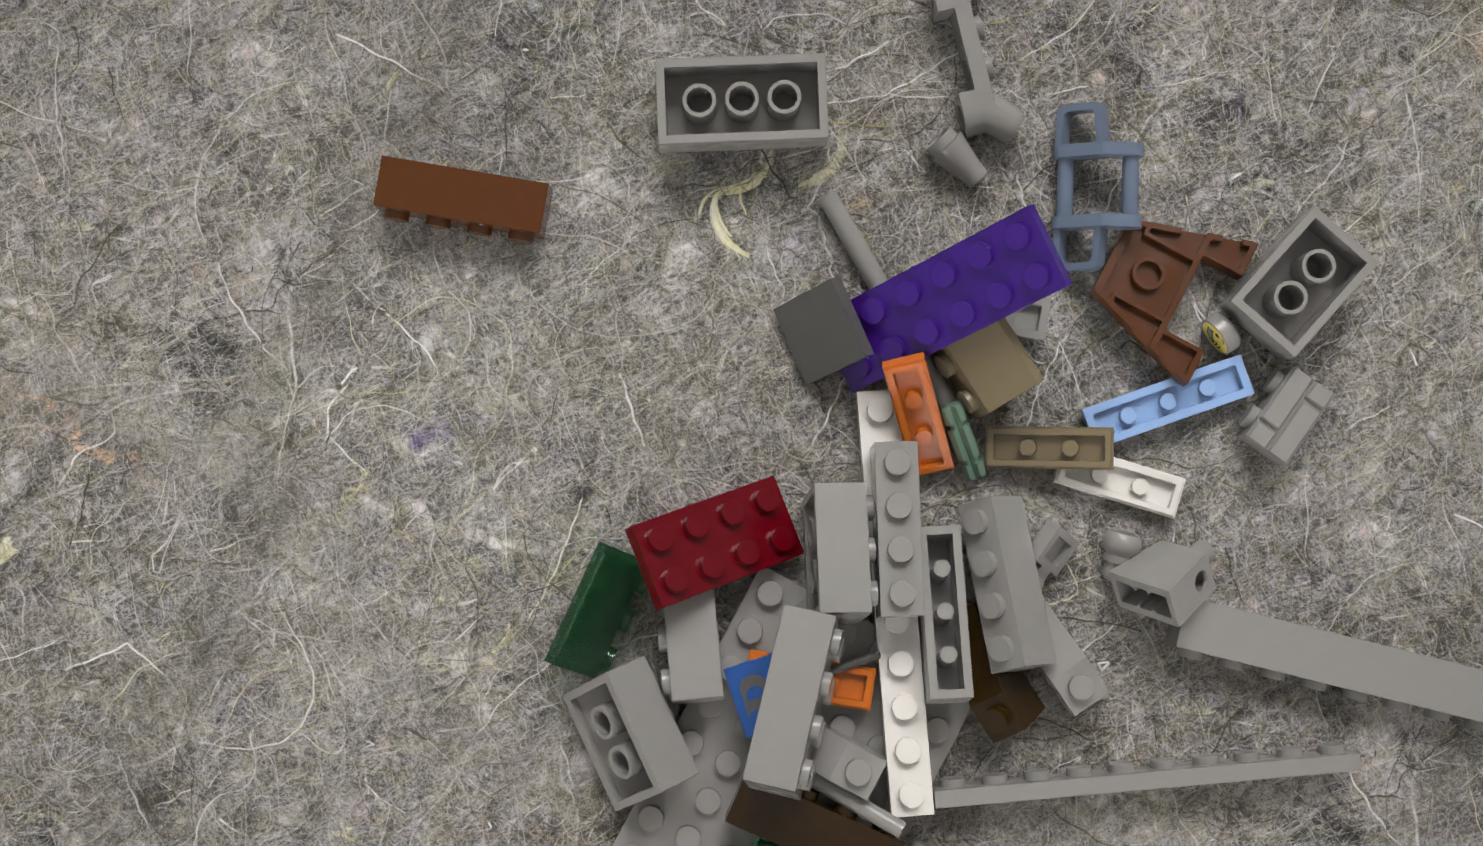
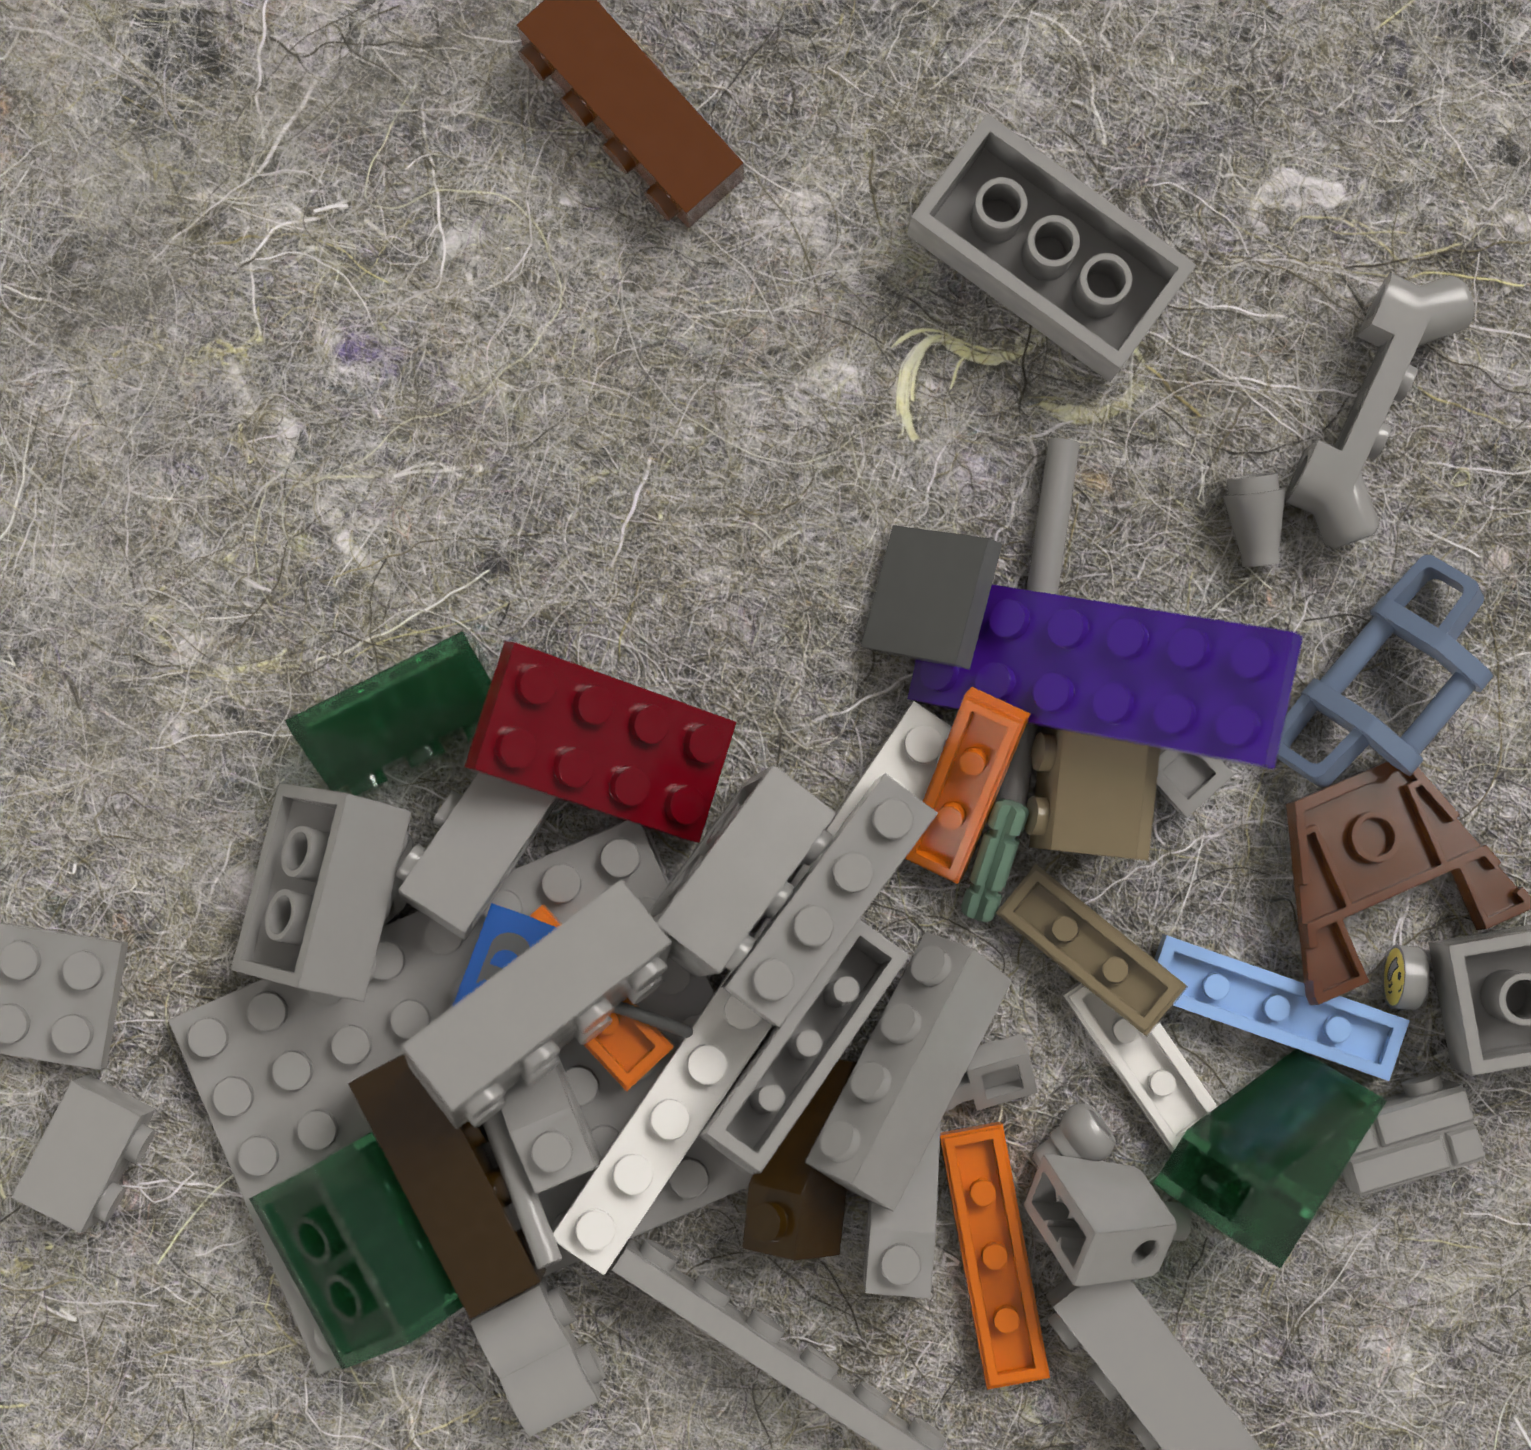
camera: 40 degrees right, 0 degrees up
(1124, 644) = (994, 1255): none -> orange tile
(1224, 478) = (1271, 1153): none -> clear green slope

